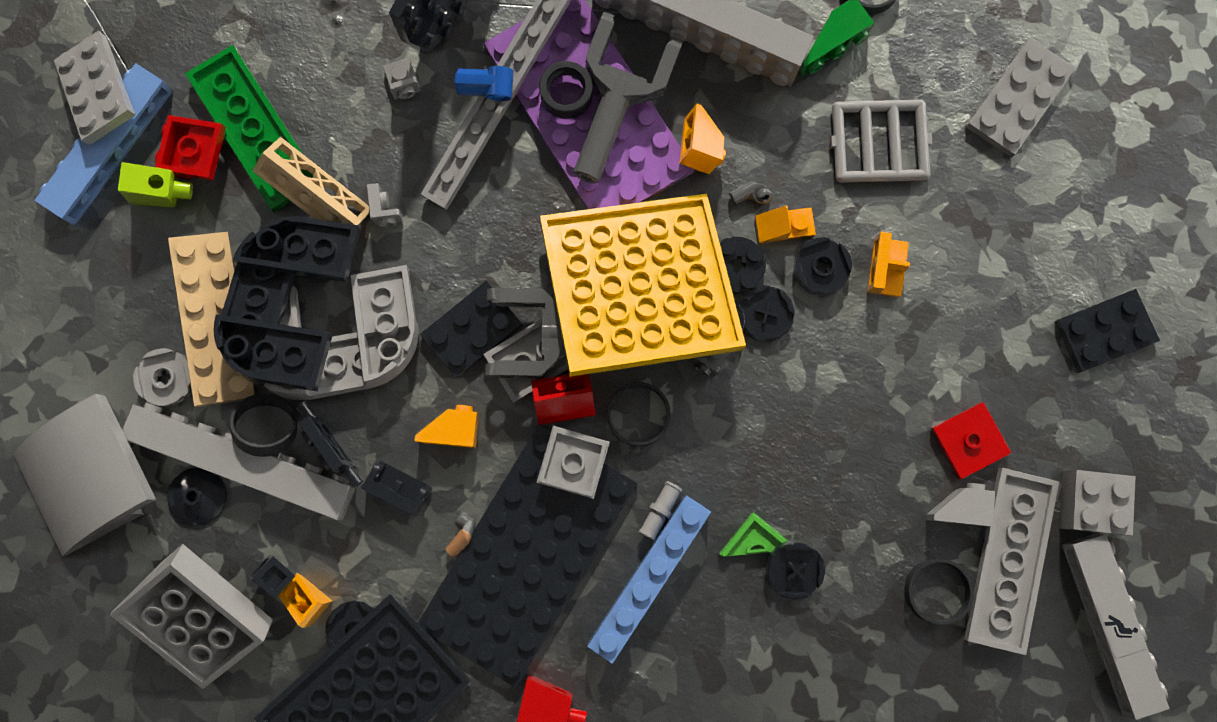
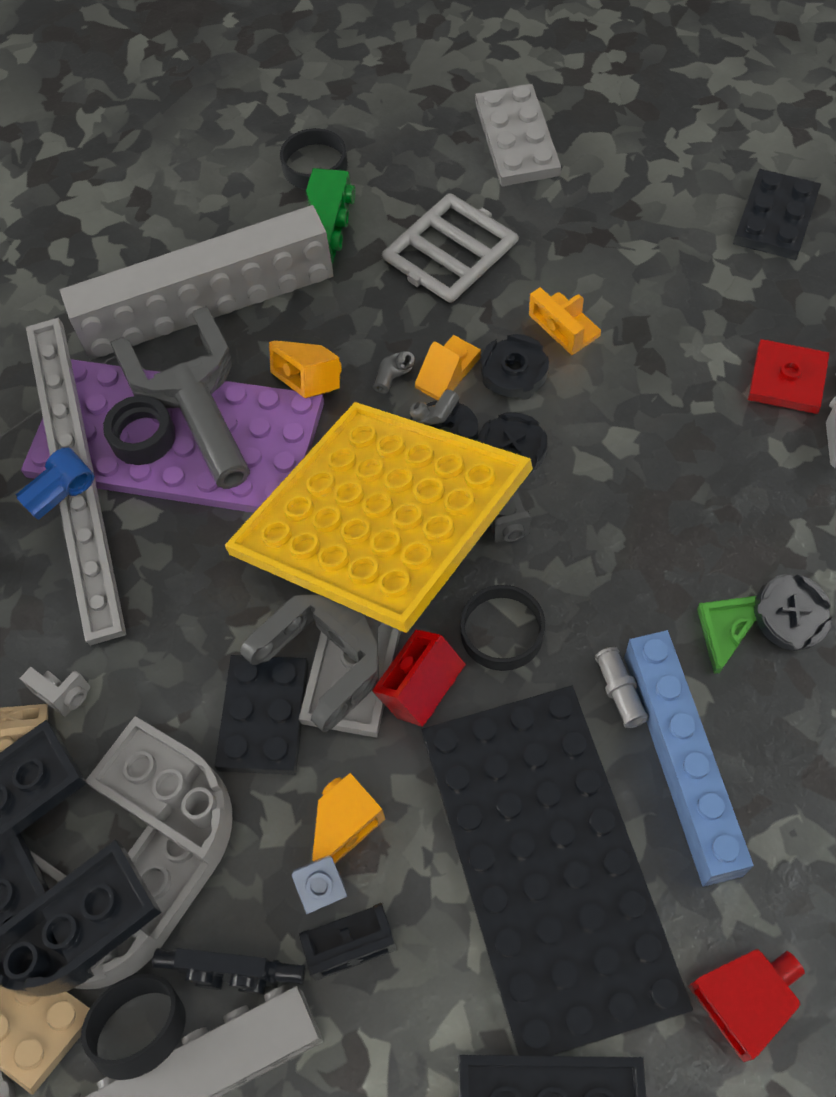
camera: 40 degrees left, 20 degrees down
(406, 452) = (319, 884): none -> sand blue bracket
(463, 537) = (469, 915): arm -> none
(573, 462) = (494, 722): light grey plate -> none
(737, 252) = (437, 413): none -> dark grey arm

